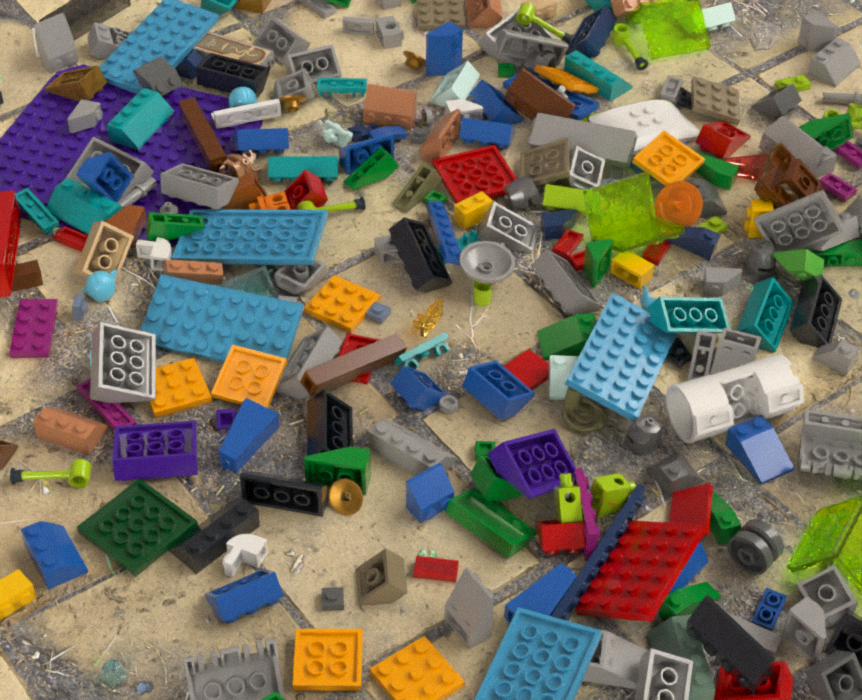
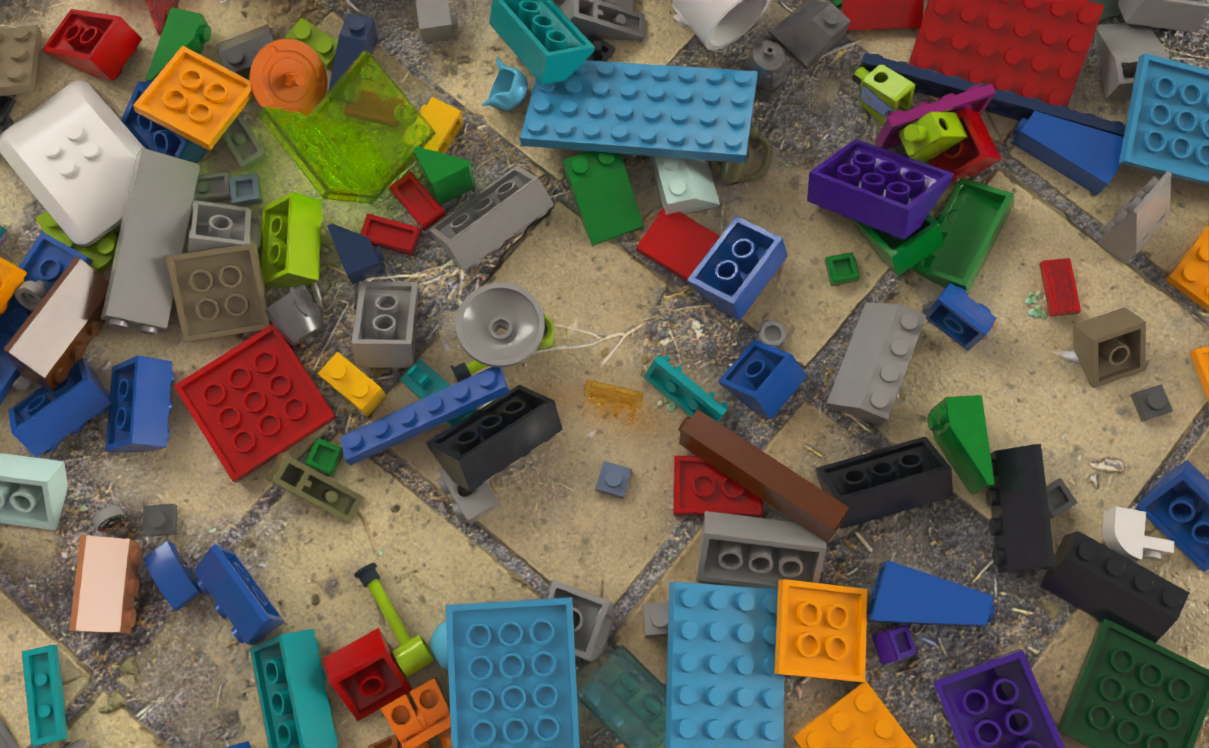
camera: 105 degrees left, 30 degrees up
(285, 520) = (1059, 498): none -> dark grey plate
(336, 135) = (190, 668): light aqua hips -> none
(337, 497) = (997, 424): pearl gold piece -> none
(341, 303) = (607, 540): light orange plate -> none
(360, 132) = (169, 628): dark blue plate -> none
(374, 169) = (282, 576): green slope -> none
(442, 137) = (173, 477): nougat slope -> none
(467, 109) = (86, 461): white slope -> none

